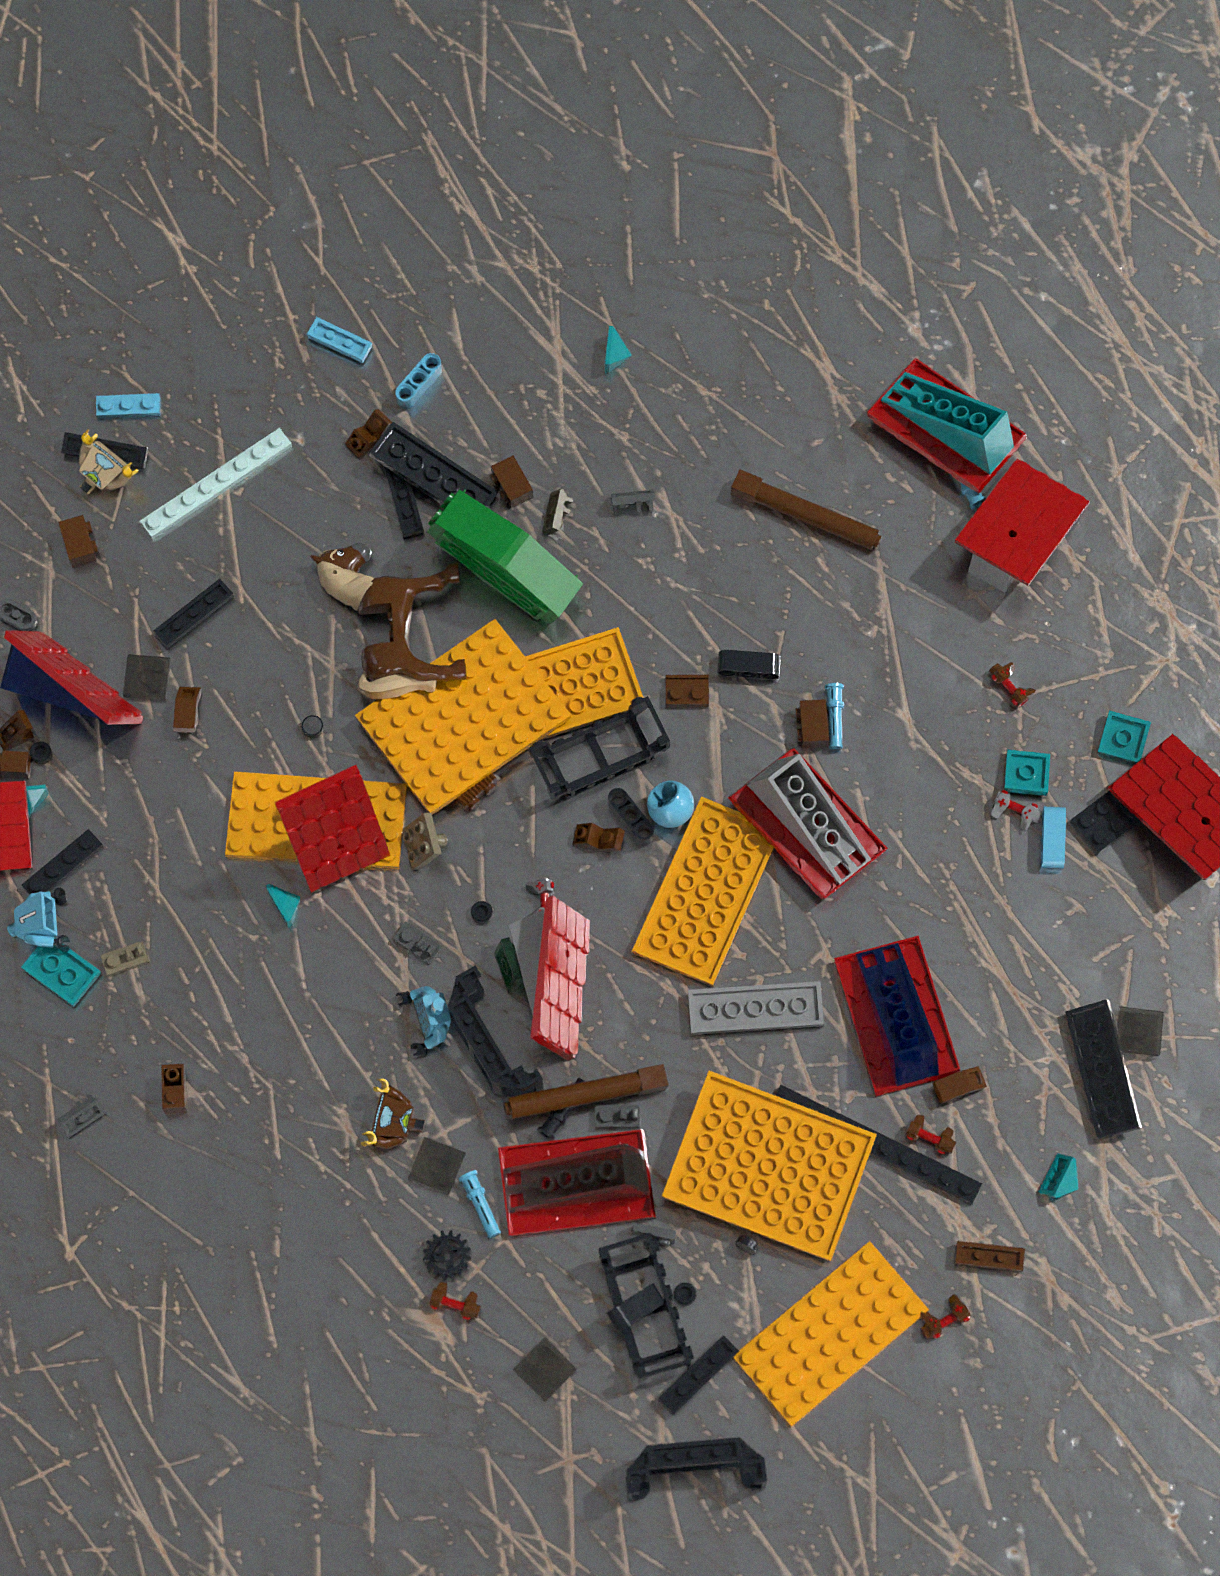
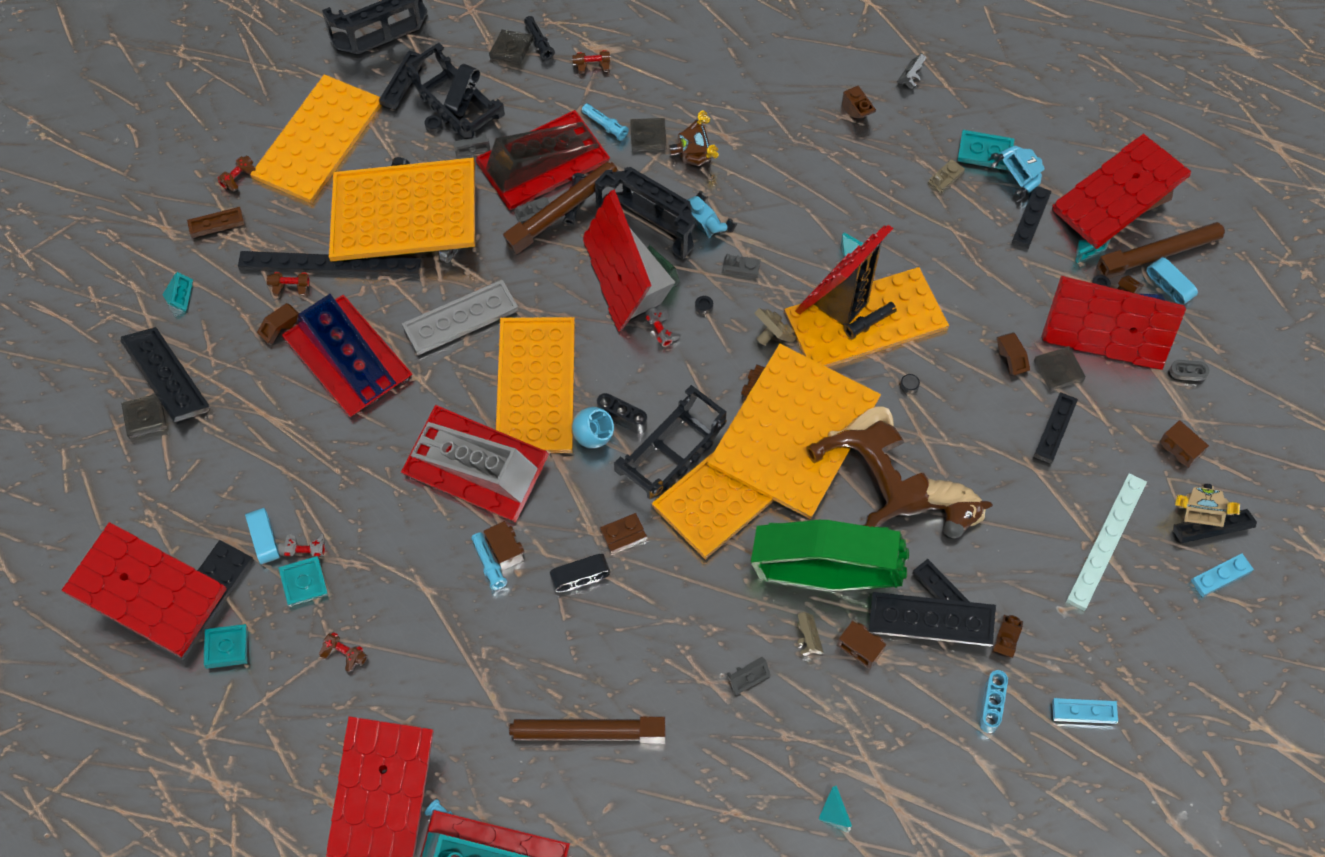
camera: 155 degrees right, 10 degrees down
(456, 1253) = (612, 83): black gear -> none
(504, 1357) = (541, 42): none -> black pin
(596, 838) = (643, 390): reddish brown slope -> none

